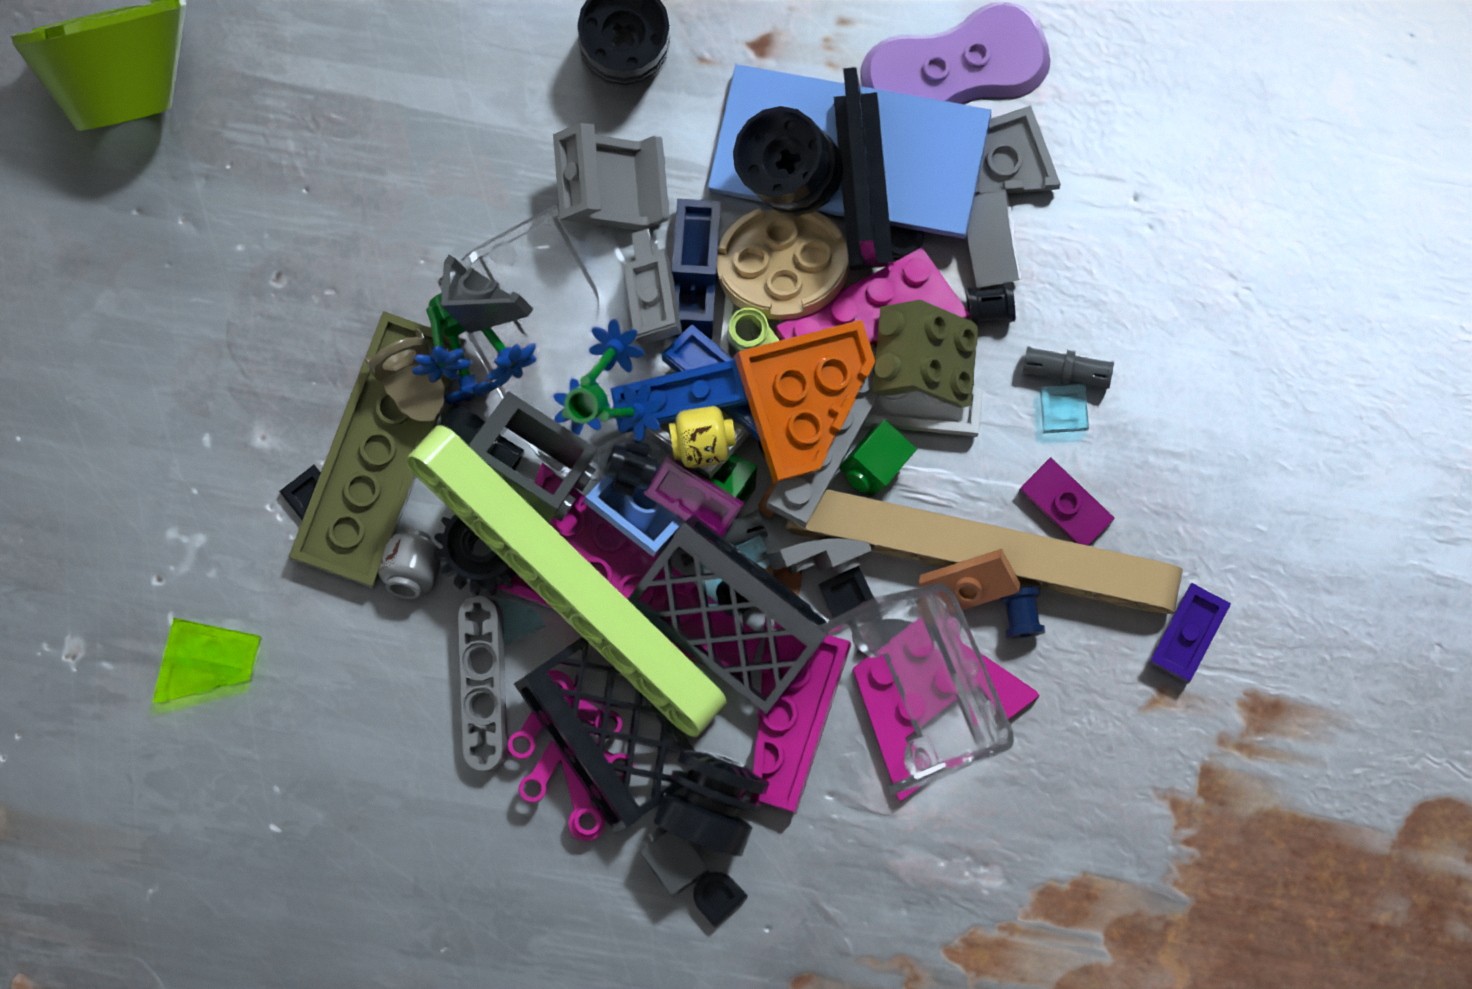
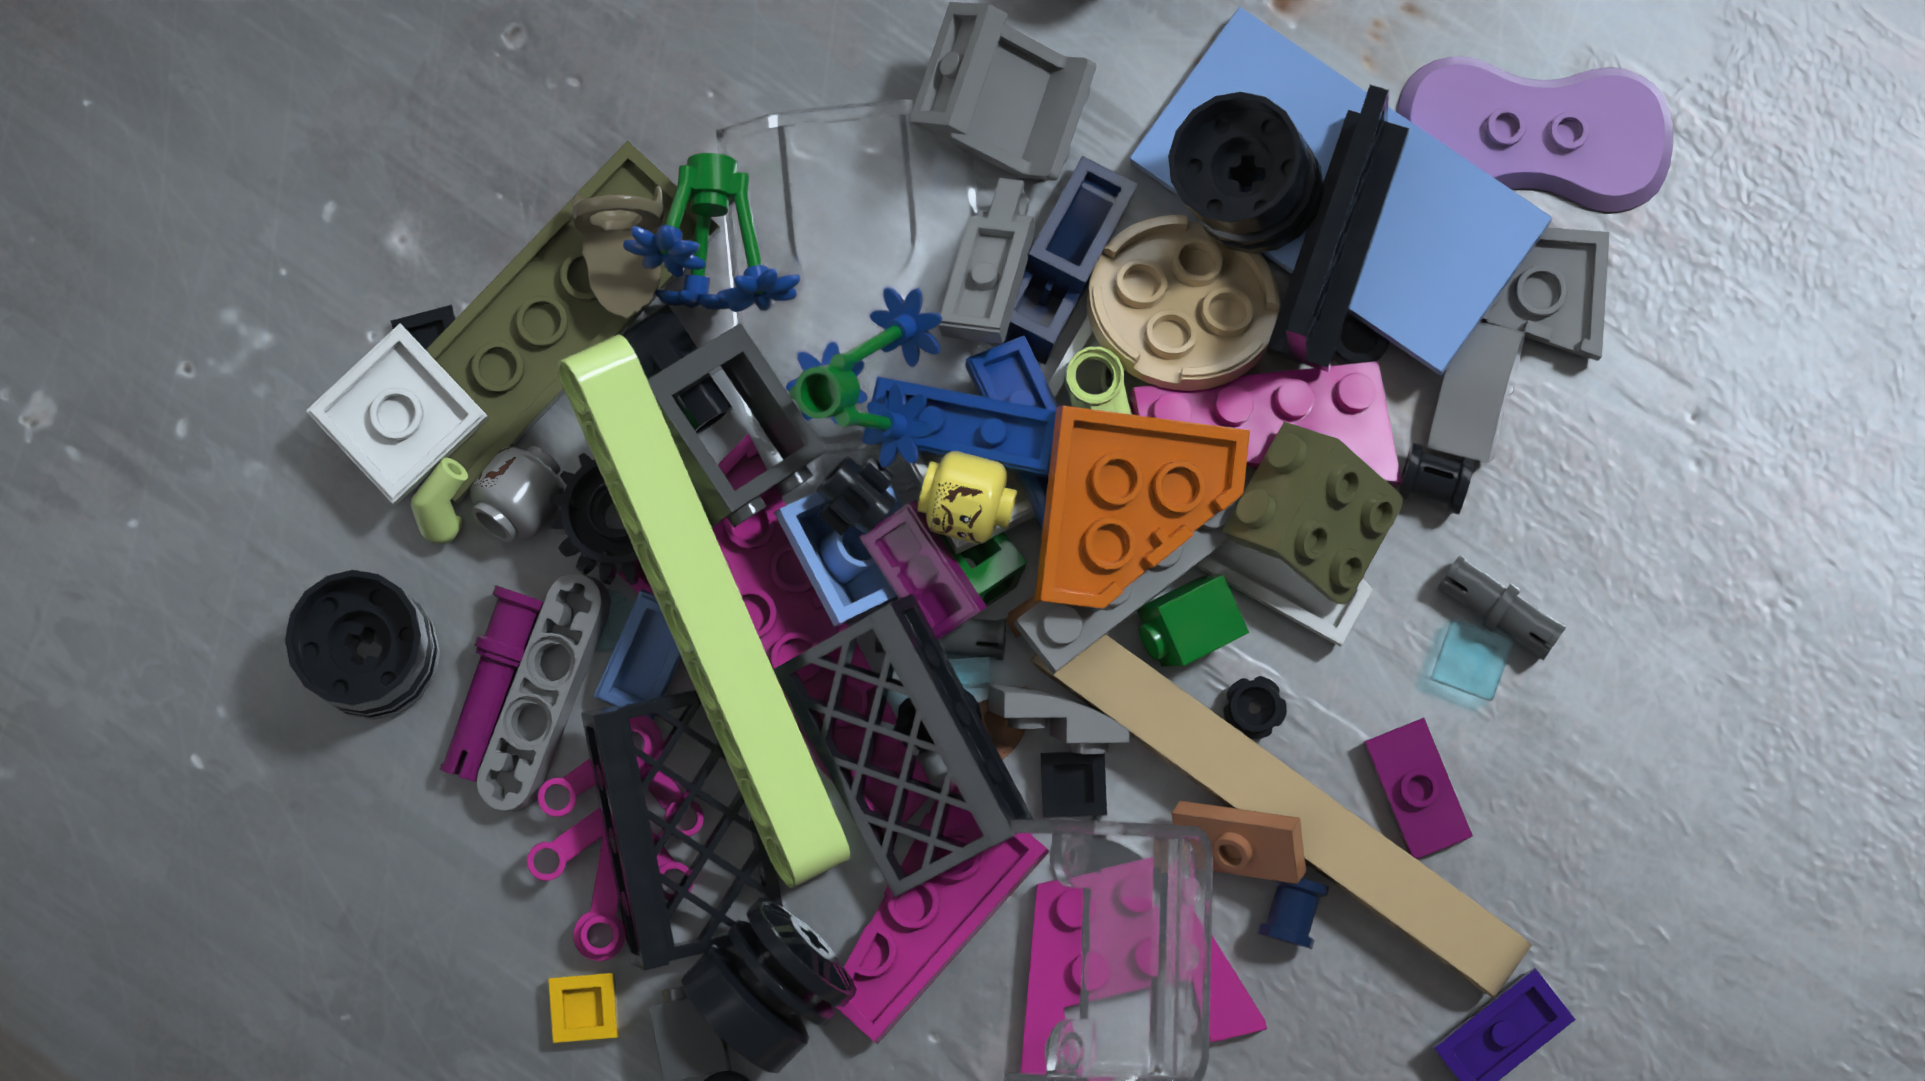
camera: 25 degrees right, 5 degrees up
(205, 659) = (198, 502): clear neon green wing -> none
(312, 545) = (397, 414): none -> white plate
(336, 683) = (356, 609): none -> black wheel
(359, 594) = (433, 505): none -> yellowish green arm
(444, 670) = (500, 656): none -> magenta pin
(477, 300) = (746, 184): dark grey slope -> none
(537, 631) = (642, 657): none -> medium blue tile
(596, 874) = (583, 1007): none -> yellow tile
(945, 486) = (1267, 695): none -> black plate

